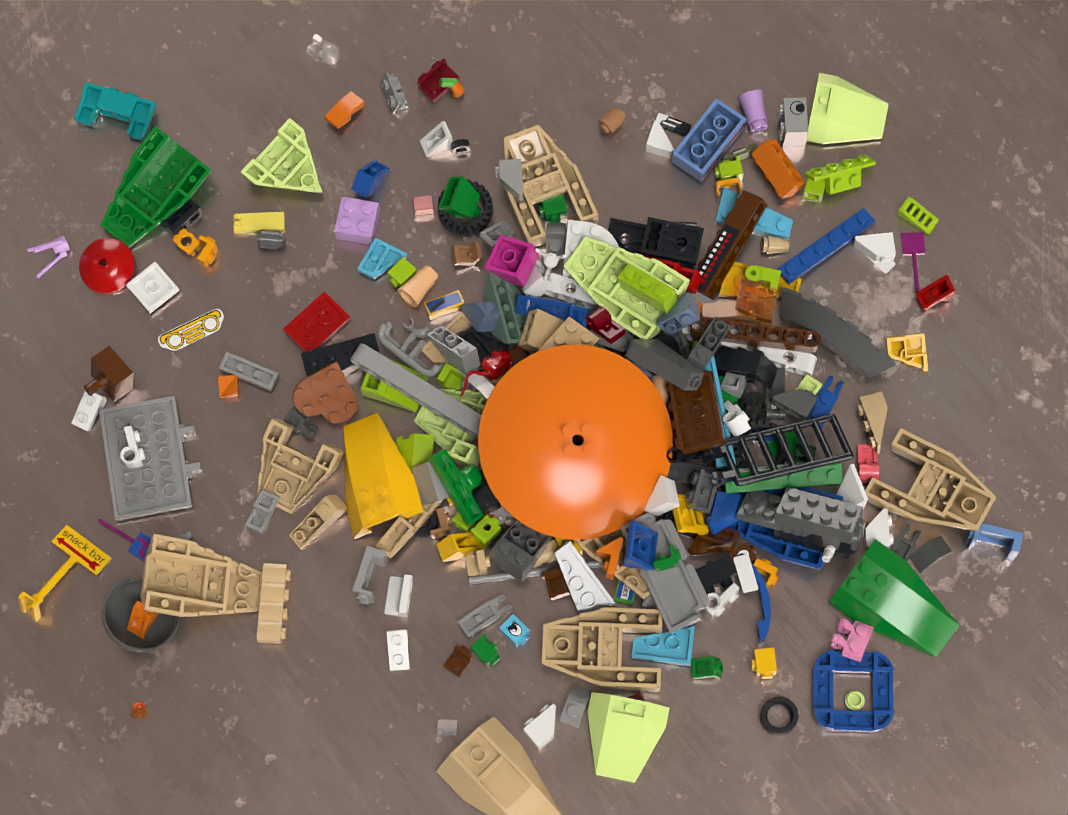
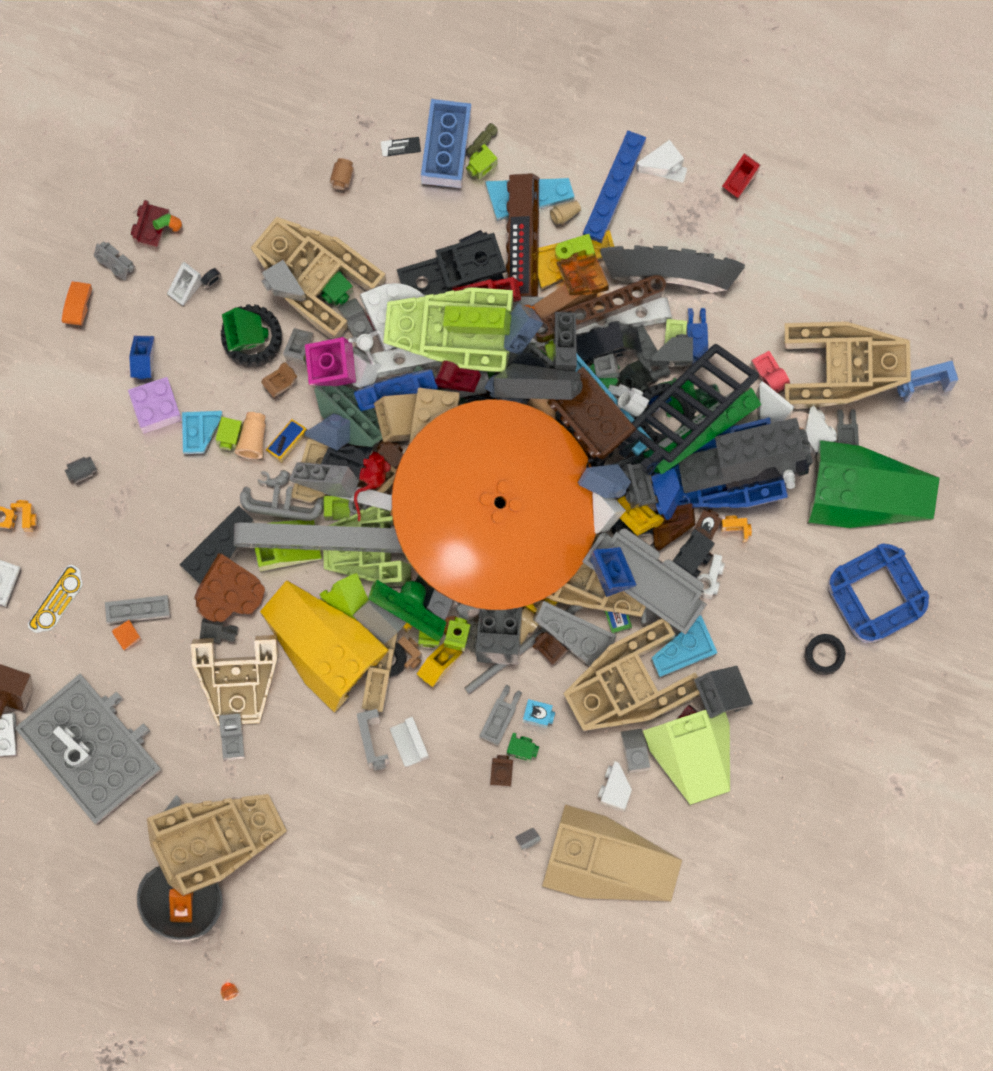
camera: 35 degrees left, 5 degrees up
(80, 551) = (78, 873): yellow piece -> none
(140, 544) = (135, 835): piece -> none
(254, 222) = (58, 459): light yellow hinge -> none
(272, 603) = (295, 818): tan brick -> none
(285, 162) = (51, 386): yellowish green wedge -> none
(317, 323) = (175, 526): red plate -> none
(318, 520) = (290, 715): tan slope -> none
(329, 52) = (27, 254): clear plate -> none
(398, 649) = (439, 793): white plate -> none
(423, 205) = (208, 354): slope -> none
(477, 564) = (466, 670): tan bracket -> none
(612, 552) = (590, 589): orange slope -> none
(658, 142) = (399, 171): white slope -> none
(666, 562) = (643, 571): green bracket -> none
(675, 471) = (605, 481): none -> sand blue slope
(675, 696) = (723, 691): none -> dark grey panel
(706, 667) = (733, 647): green bracket -> none
(727, 183) = (486, 176): light orange piece -> none
(745, 573) = (721, 539): white sticker -> none
(754, 110) = (471, 90): lavender plant -> none
(762, 626) = (730, 539): blue slope -> none
(764, 663) = (783, 612): yellow brick -> none
(778, 168) = (527, 136): orange brick -> none
(793, 122) = (516, 82): light grey brick -> none
(814, 189) = (571, 133): lime brick -> none
(841, 175) = (590, 110): lime bracket -> none
(844, 113) = (557, 47): yellowish green wedge -> none
(854, 700) = (884, 600): yellowish green plate -> none
(857, 641) = (856, 544): bright pink plate -> none
(874, 412) = (751, 323): tan slope -> none
(908, 349) = (746, 243): yellow slope -> none
(911, 245) = (692, 141): magenta piece -> none
(921, 211) = (668, 116): lime slope -> none
(930, 553) = (875, 425): dark grey slope -> none

